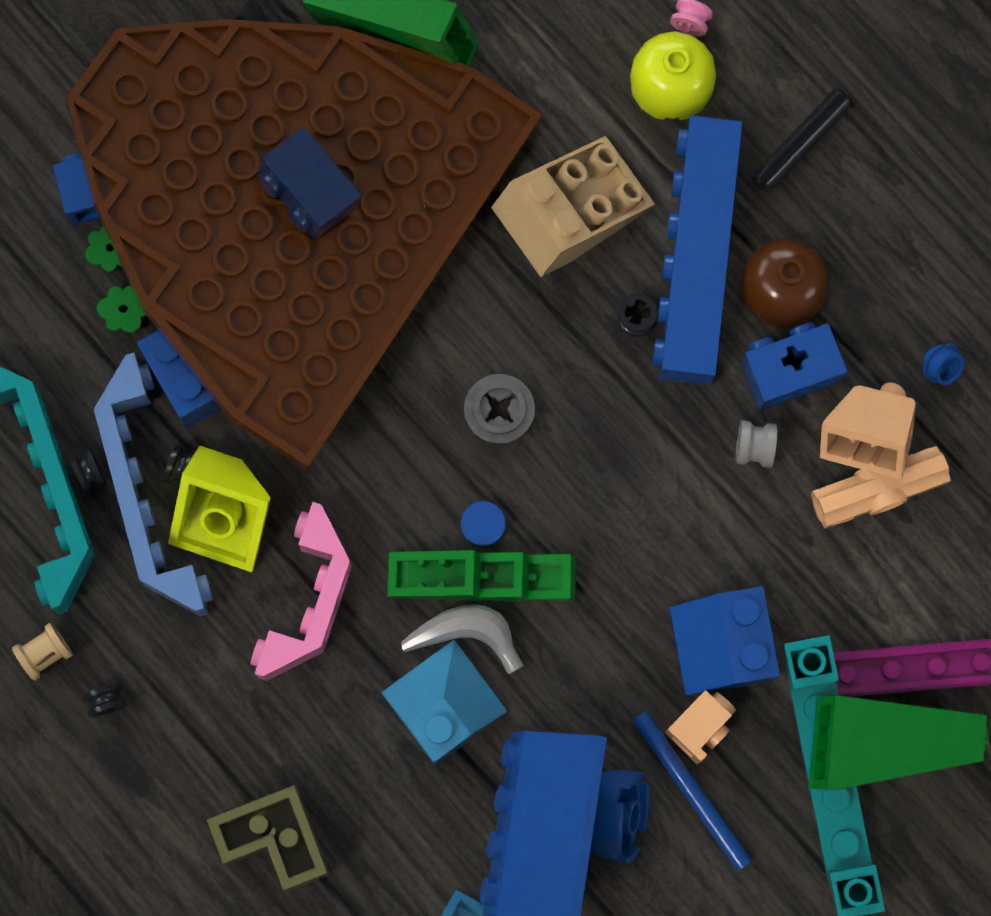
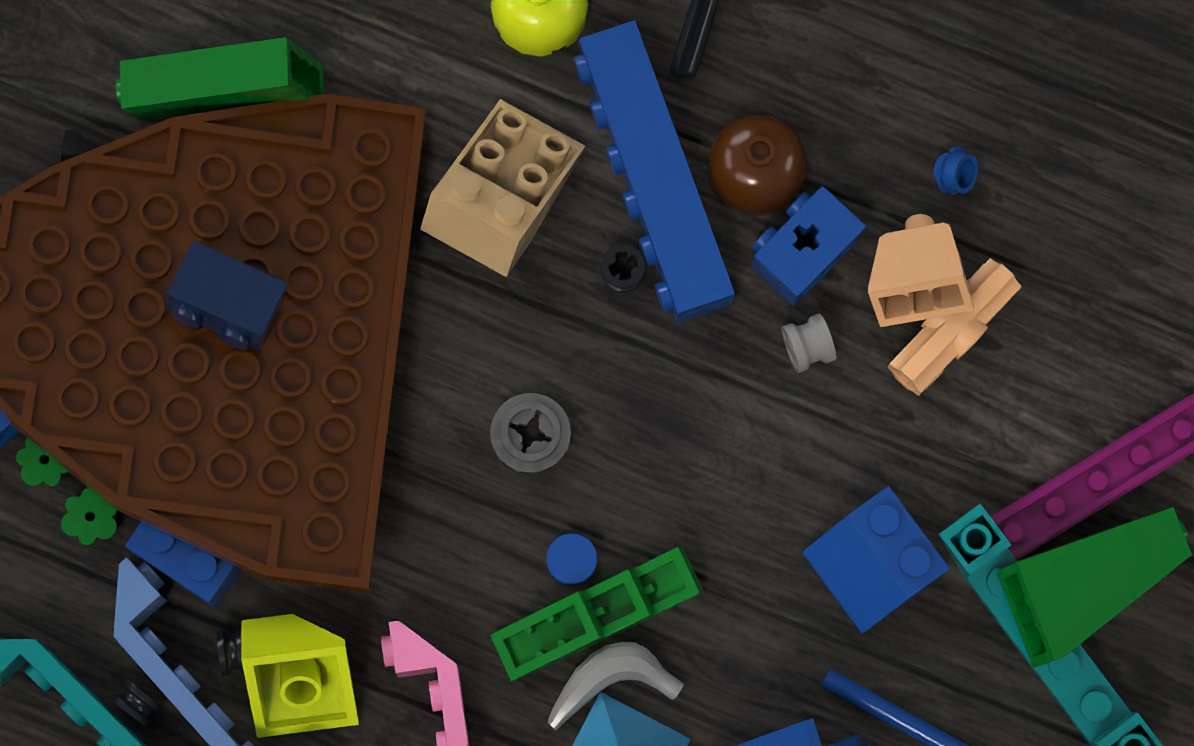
camera: 25 degrees left, 0 degrees up
(701, 725) = (893, 656): light nougat brick -> none

